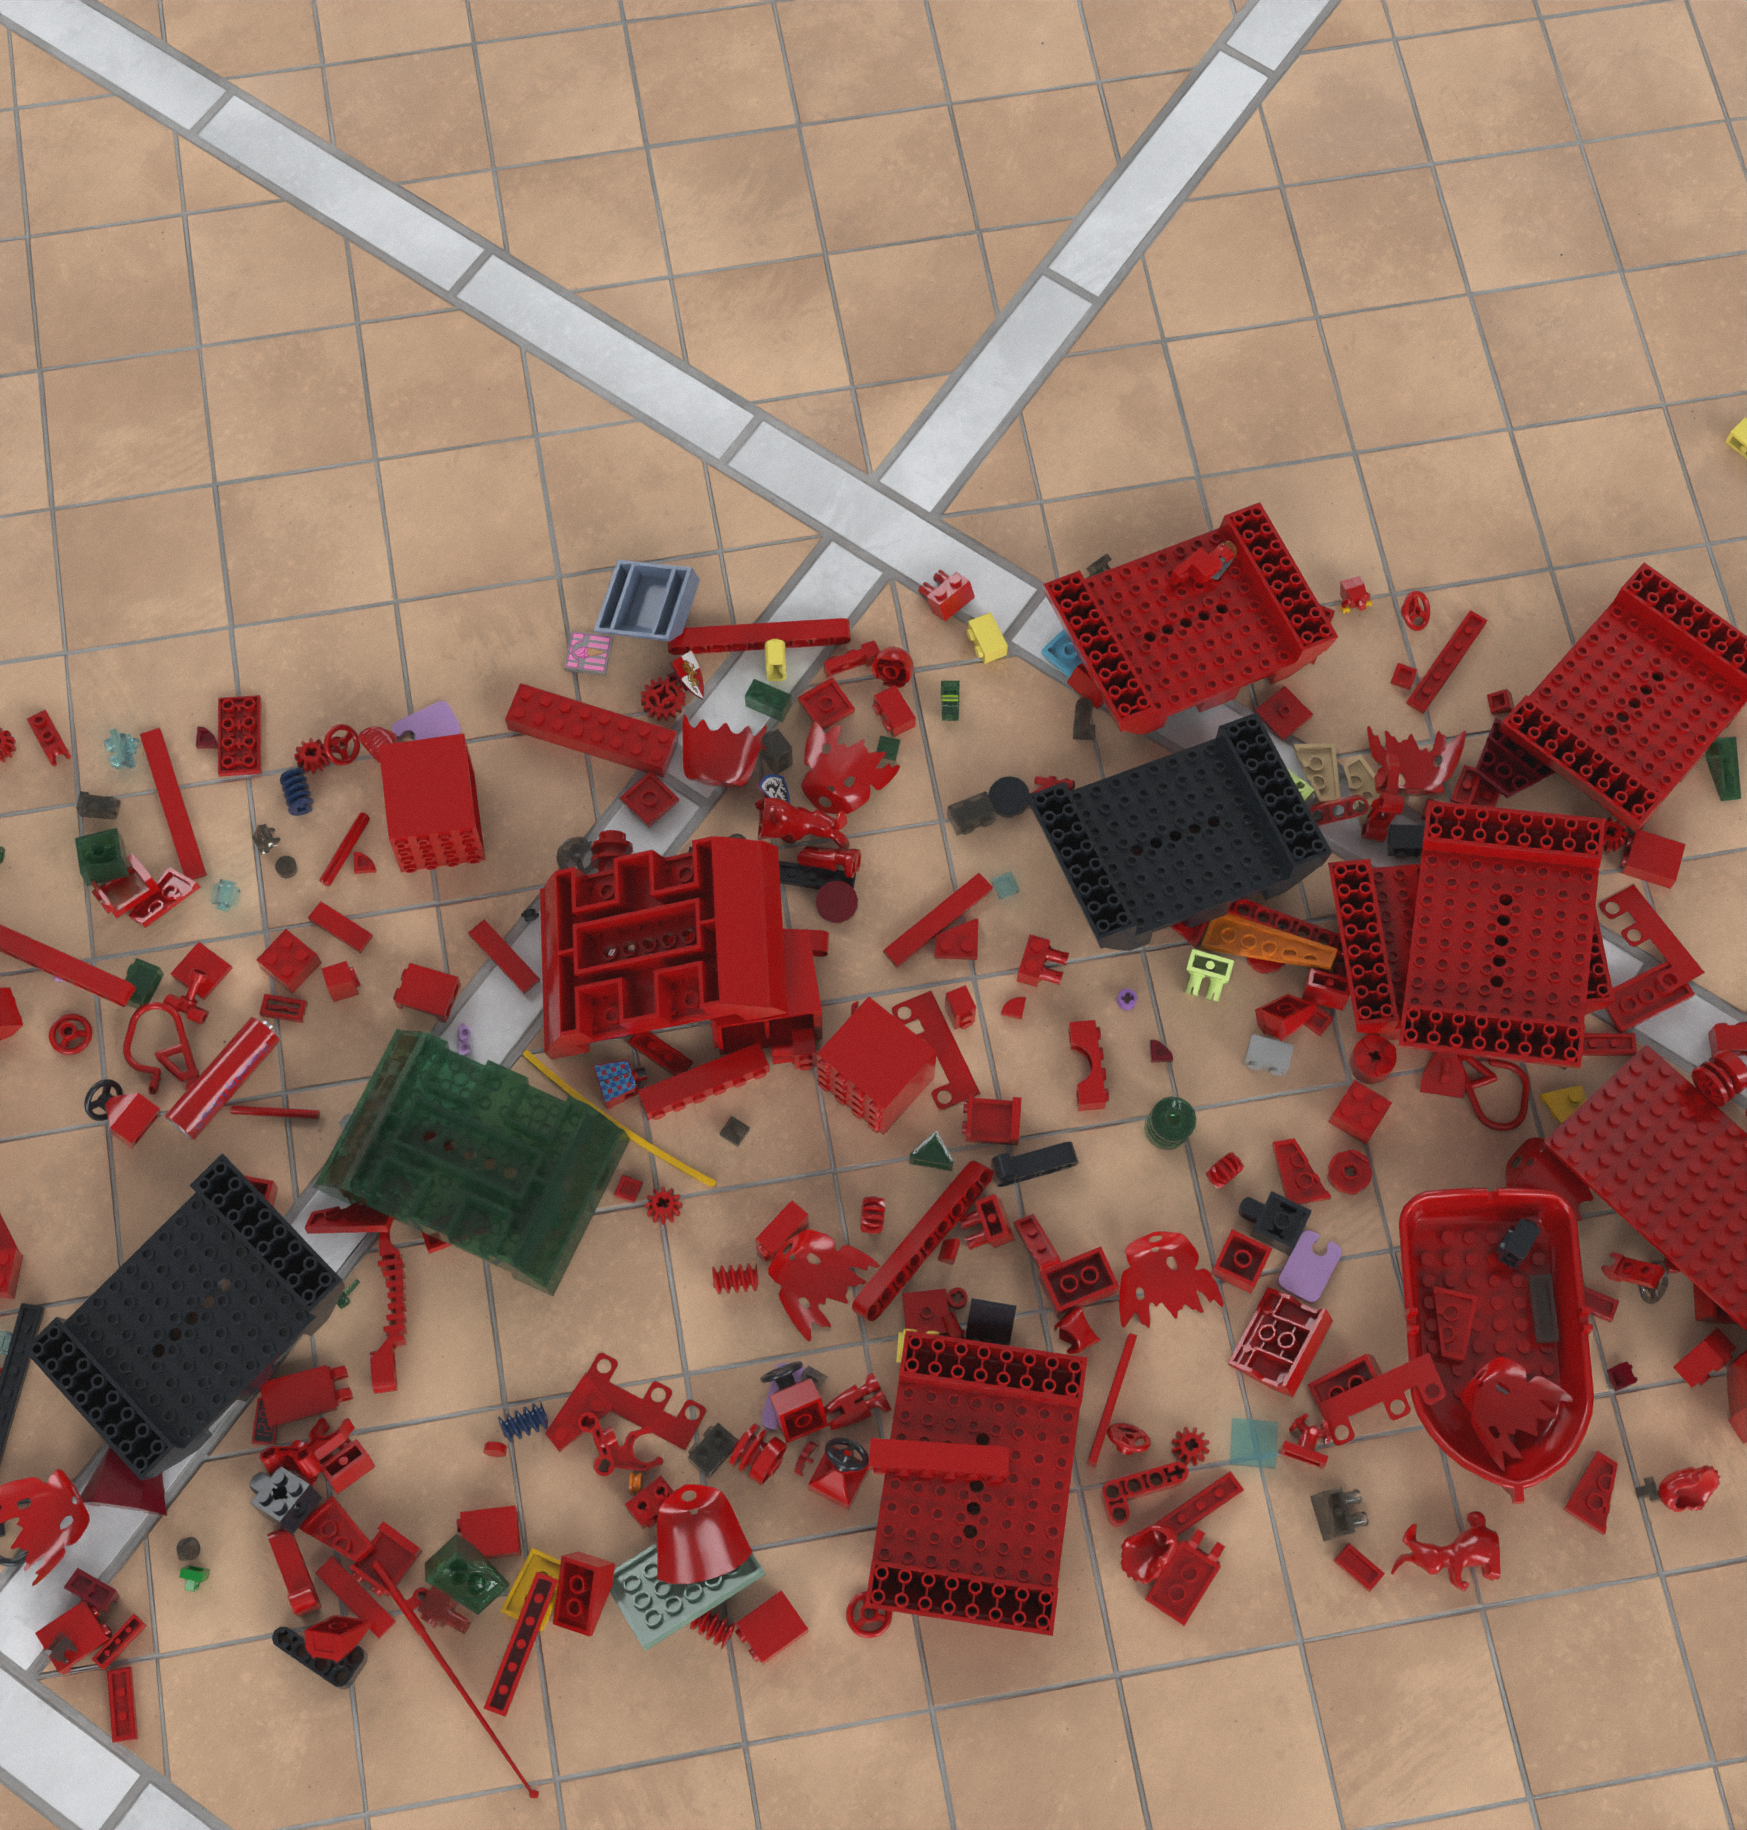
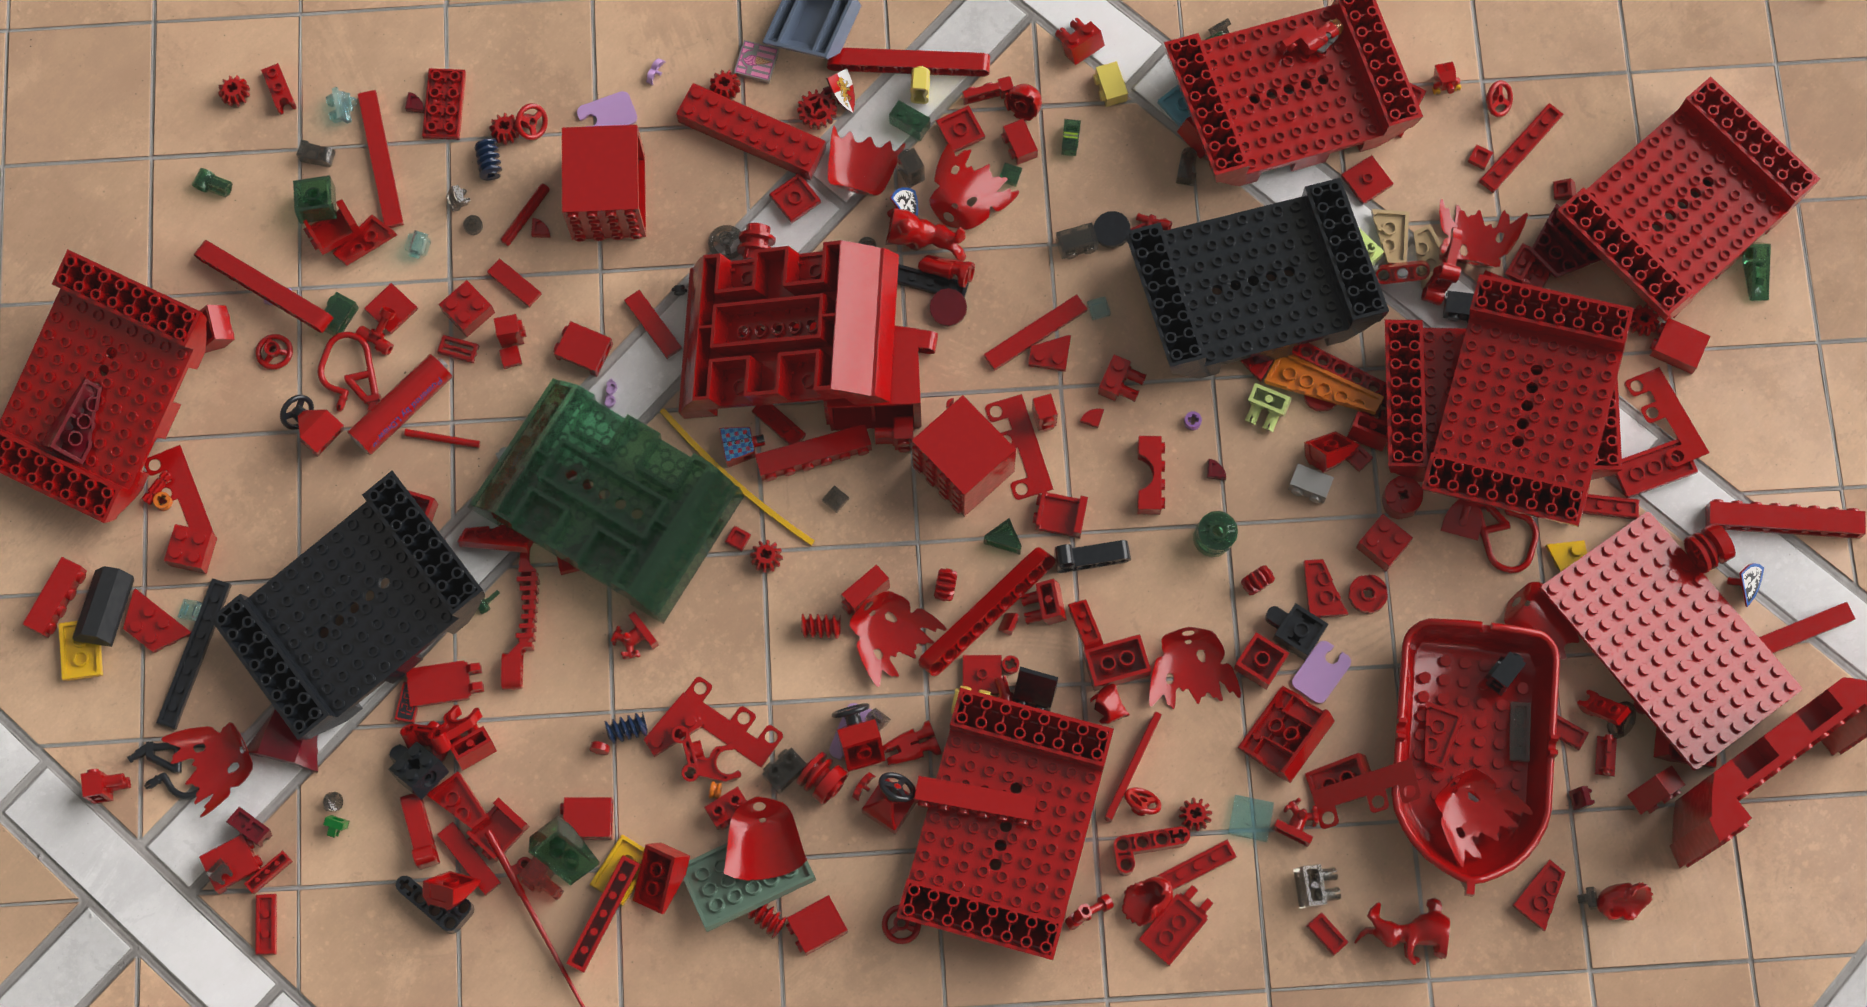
camera: 10 degrees right, 5 degrees up
(344, 1011) = (510, 357): none -> red tile
(375, 736) = (562, 118): red hair -> none
(476, 668) = (654, 70): none -> lavender piece
(521, 1315) = (633, 637): none -> red piece
(556, 675) = (725, 78): none -> red gear
(1080, 1574) = (1084, 911): none -> red bar
(1641, 1325) = (1605, 755): none -> red hinge

